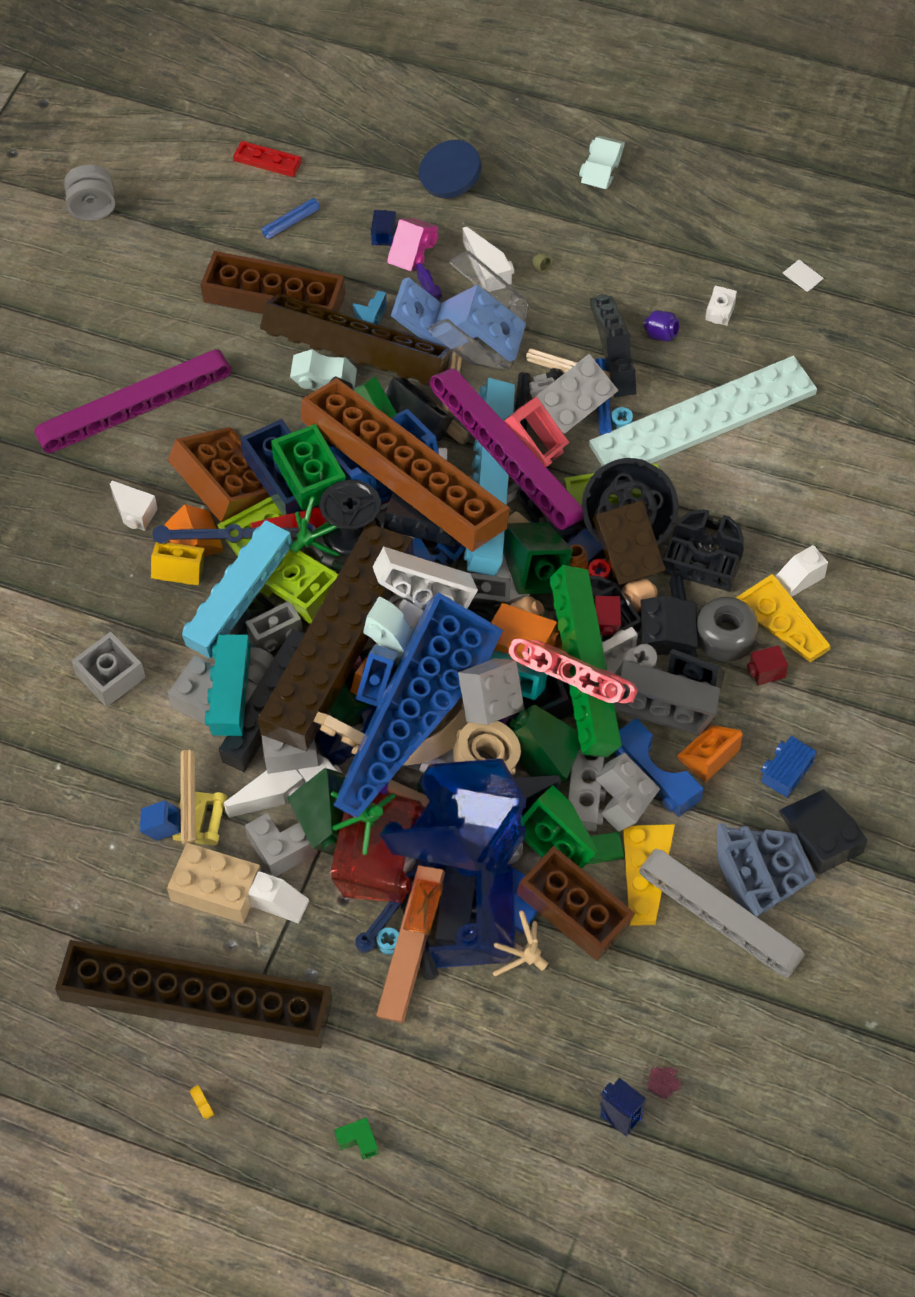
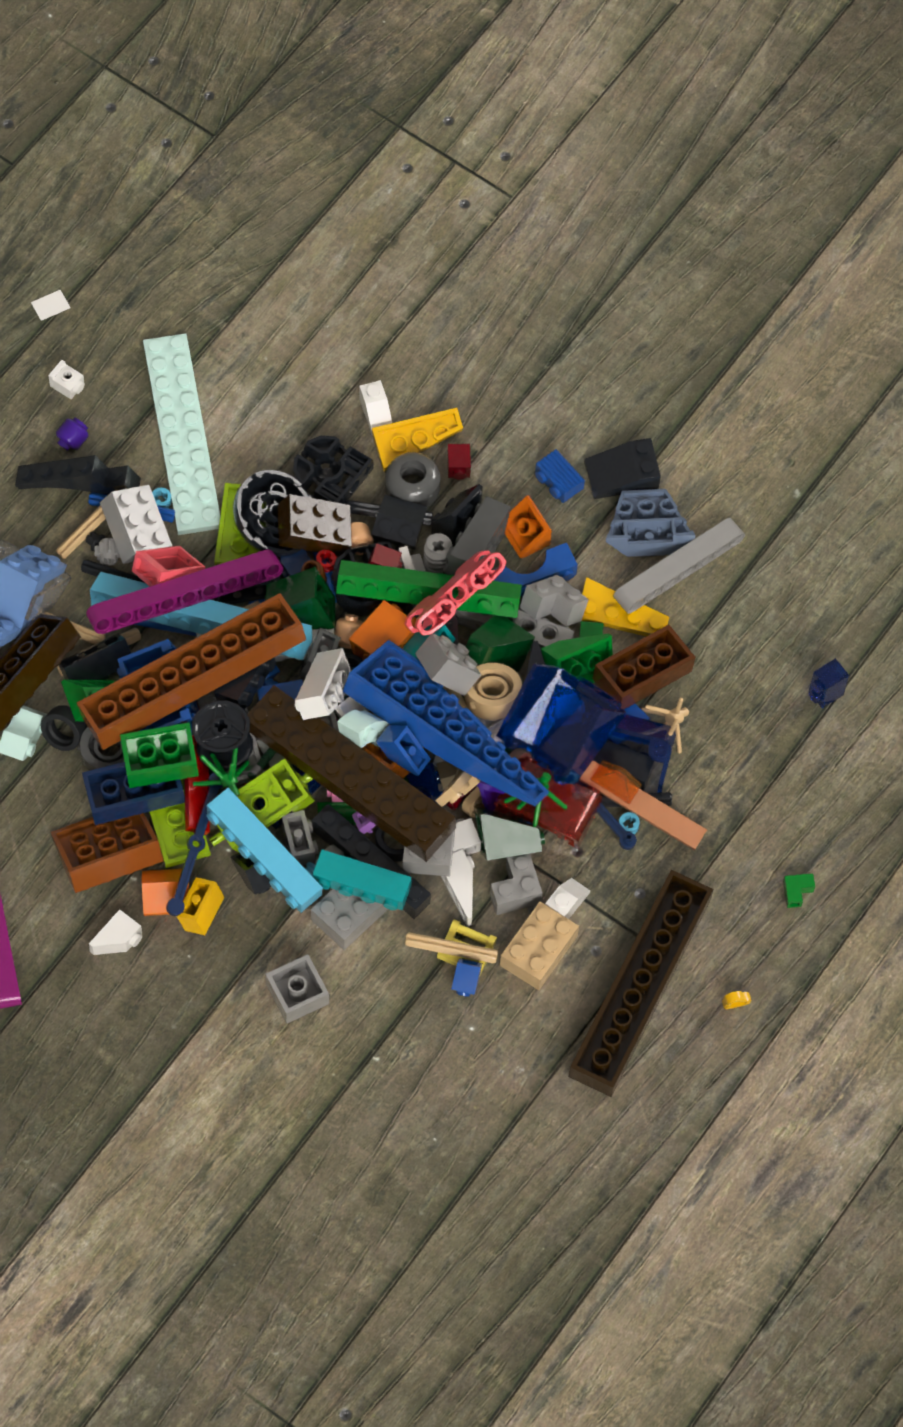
camera: 80 degrees left, 5 degrees up
(663, 1082) = (806, 654): clear pink plant -> none

